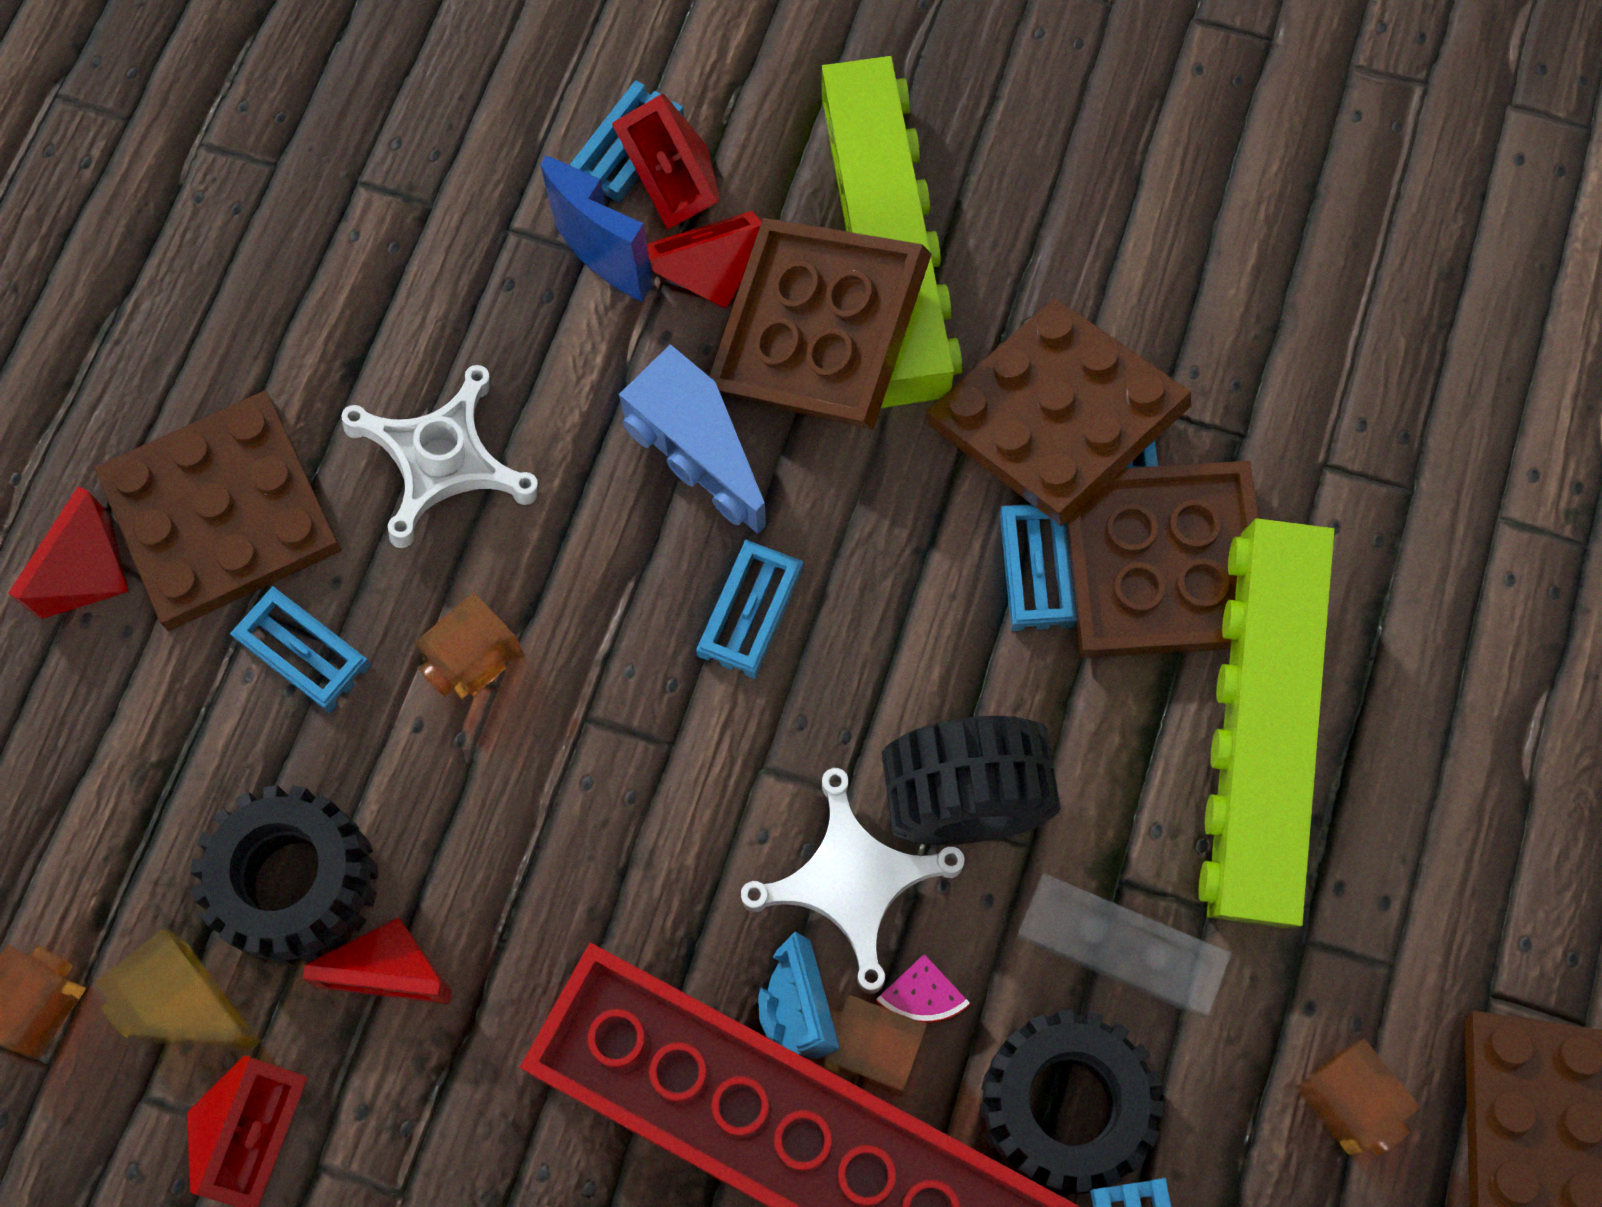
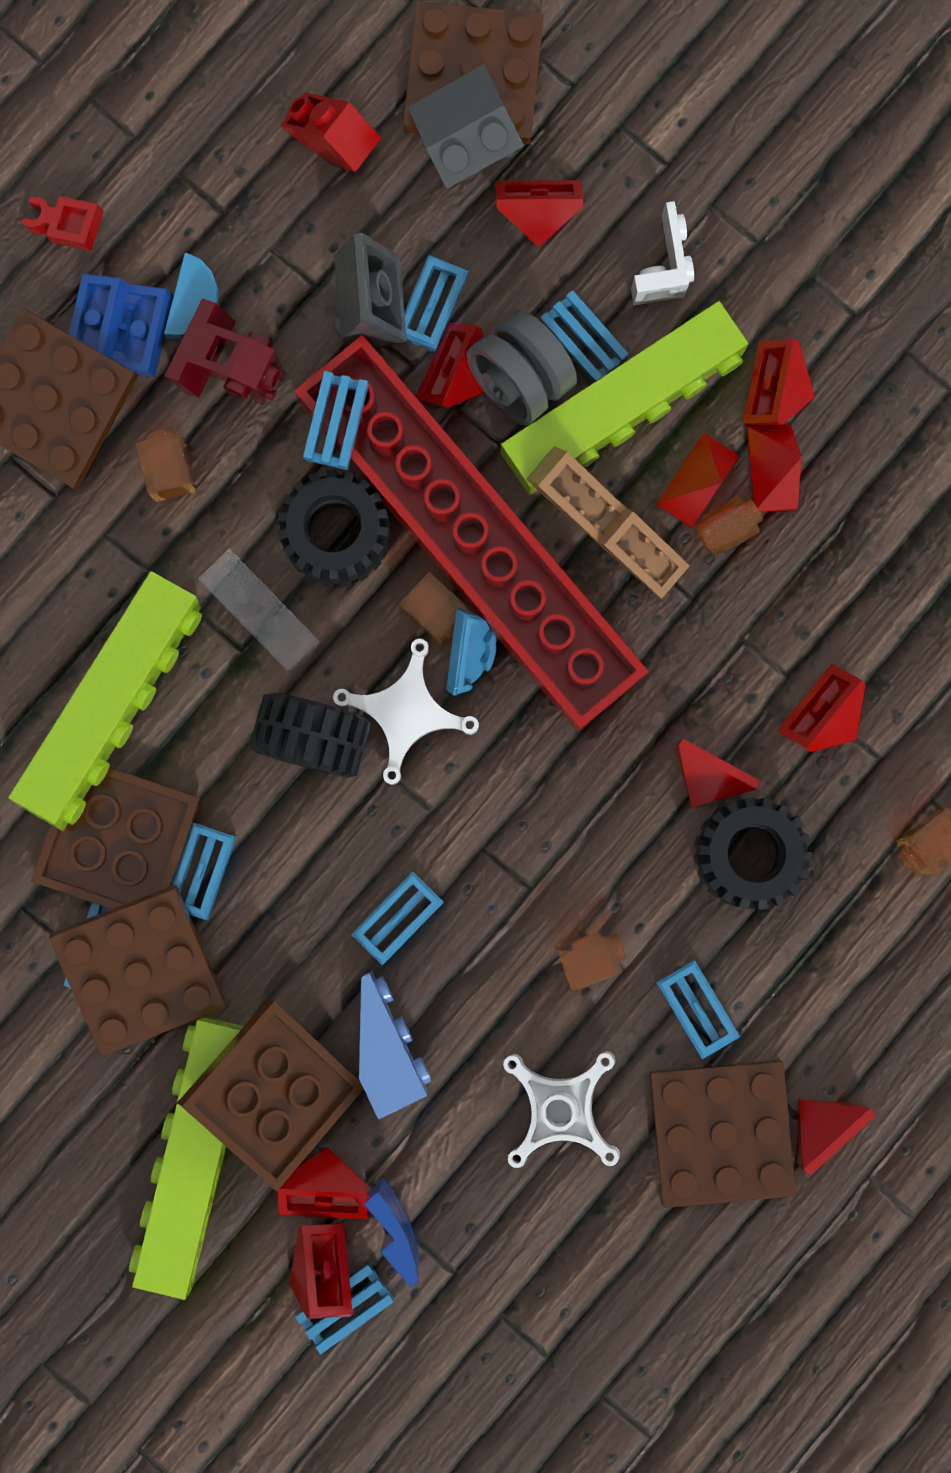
camera: 160 degrees left, 15 degrees up
(172, 998) = (843, 804): clear yellow slope -> none
(924, 995) = (392, 628): dark pink tile -> none

